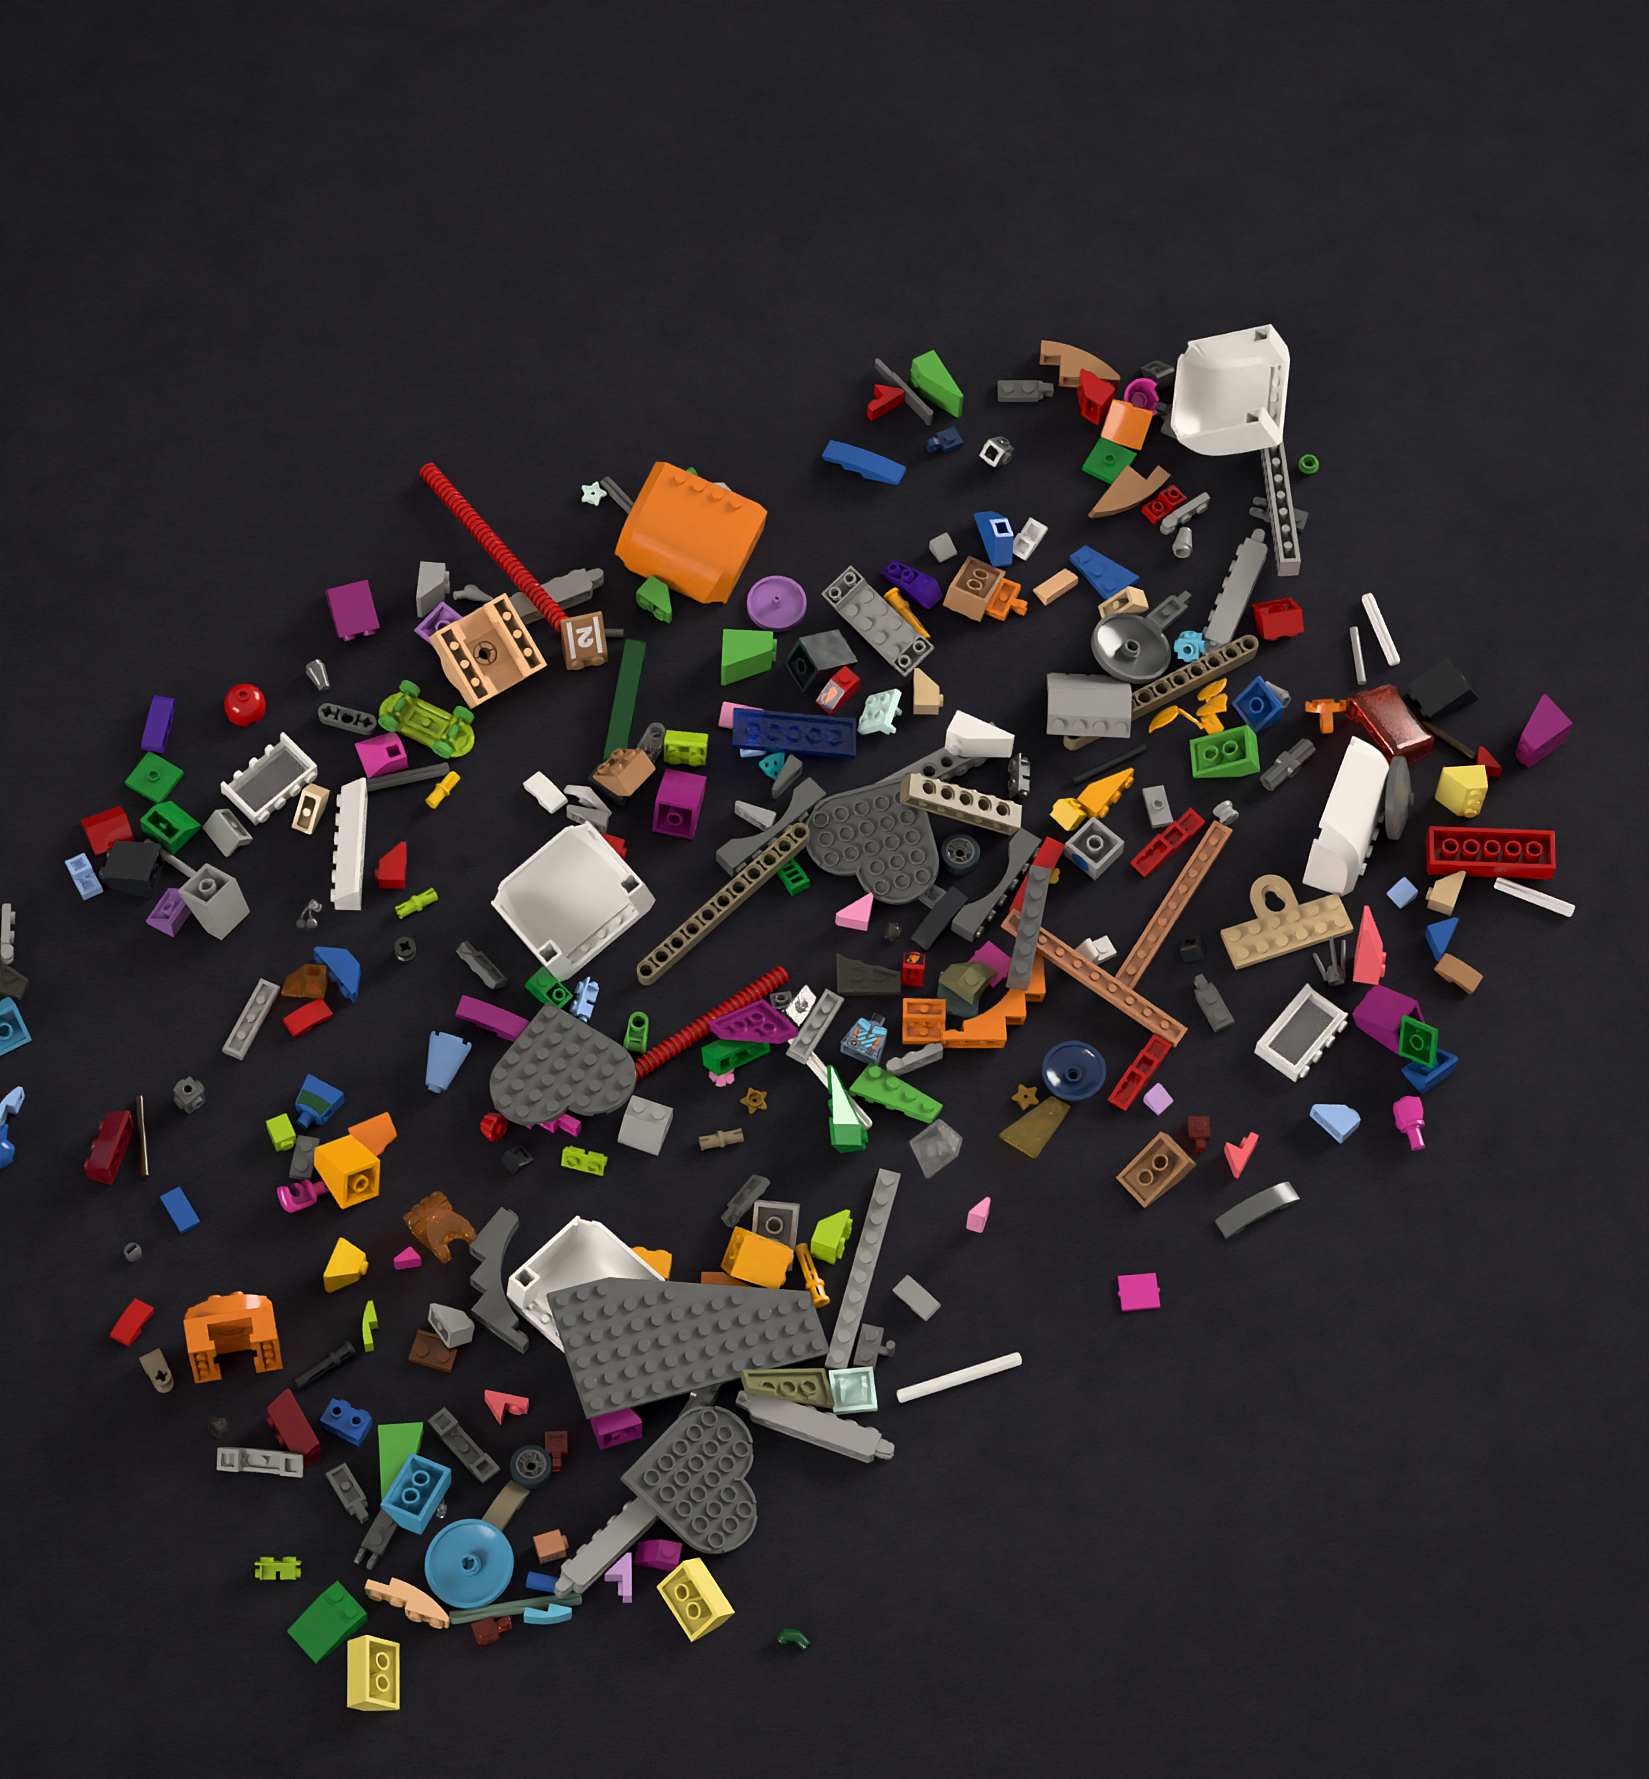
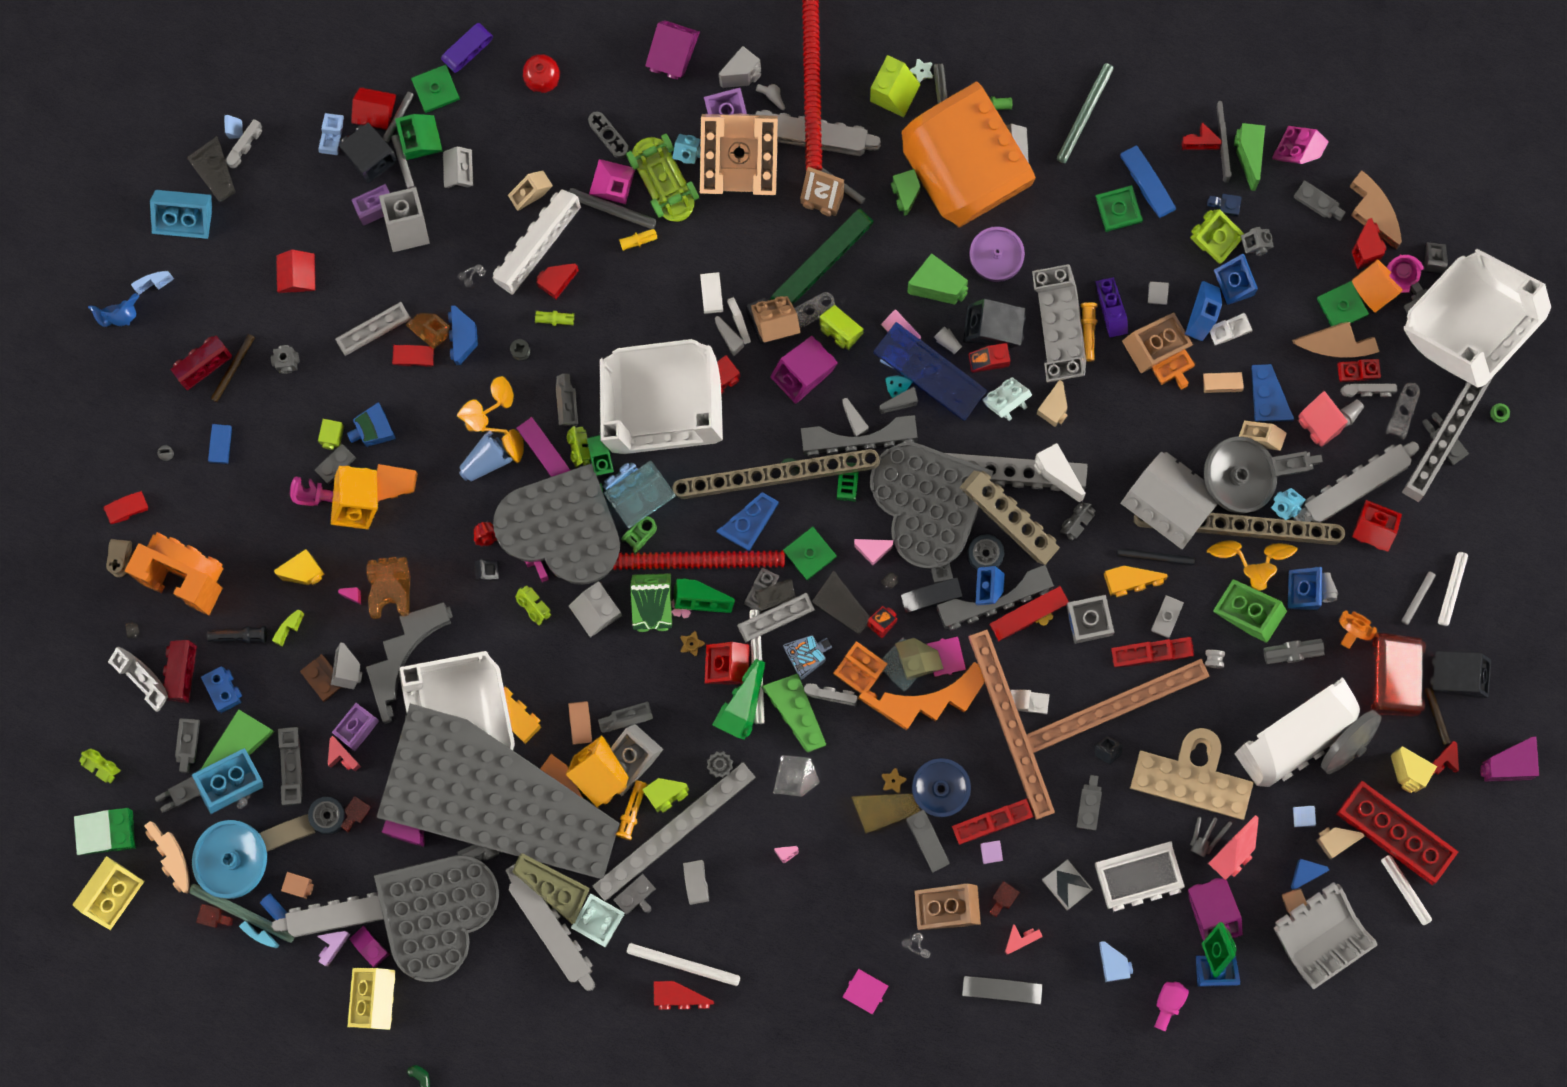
camera: 45 degrees right, 15 degrees up
(137, 830) = (400, 112): none -> dark grey bar
(139, 1015) = (295, 271): none -> red slope
(270, 780) = (516, 148): window -> none
(317, 673) = (611, 84): dark grey cone -> none
(417, 1026) = (476, 420): none -> light orange plant
(431, 684) = (687, 149): none -> medium azure brick
(498, 1370) = (355, 726): none -> medium lavender slope
(516, 993) = (576, 438): none -> lime hinge
(580, 518) = (894, 87): none -> lime slope
(612, 999) = (639, 494): none -> clear light blue slope
(693, 1085) = (651, 602): none -> slope
(706, 1230) = (580, 722): none -> nougat slope
(721, 1139) = (643, 657): dark tan pin -> none
(728, 965) = (749, 522): none -> blue wing
(754, 1023) = (729, 587): magenta plate -> none
(765, 443) = (1085, 113): none -> sand green axle
(788, 699) = (947, 340): none -> light grey cone
(800, 1094) = (726, 663): none -> red slope
(803, 955) = (809, 553): none -> green plate
(855, 500) = (1118, 208): none -> green plate
(861, 1182) = (719, 764): none -> dark grey piece
(957, 469) = (1217, 235): none -> lime plate
(972, 353) = (1300, 145): none -> dark pink slope
(972, 1405) = (673, 994): none -> red slope
(984, 874) = (989, 585): none -> blue slope
(1003, 494) = (1236, 280): none -> blue slope
(1028, 928) = (987, 652): dark grey arch -> none
(1068, 813) = (1091, 577): yellow brick -> none
(1094, 1125) = (927, 840): none -> dark grey slope
(1150, 1215) = (917, 938): none -> clear piece
(1166, 556) = (1322, 419): none -> coral slope
(1231, 523) = (1399, 423): none -> clear piece
(1245, 1081) = (1067, 884): none -> light grey piece
(1495, 978) = (1323, 936): none -> light grey hinge

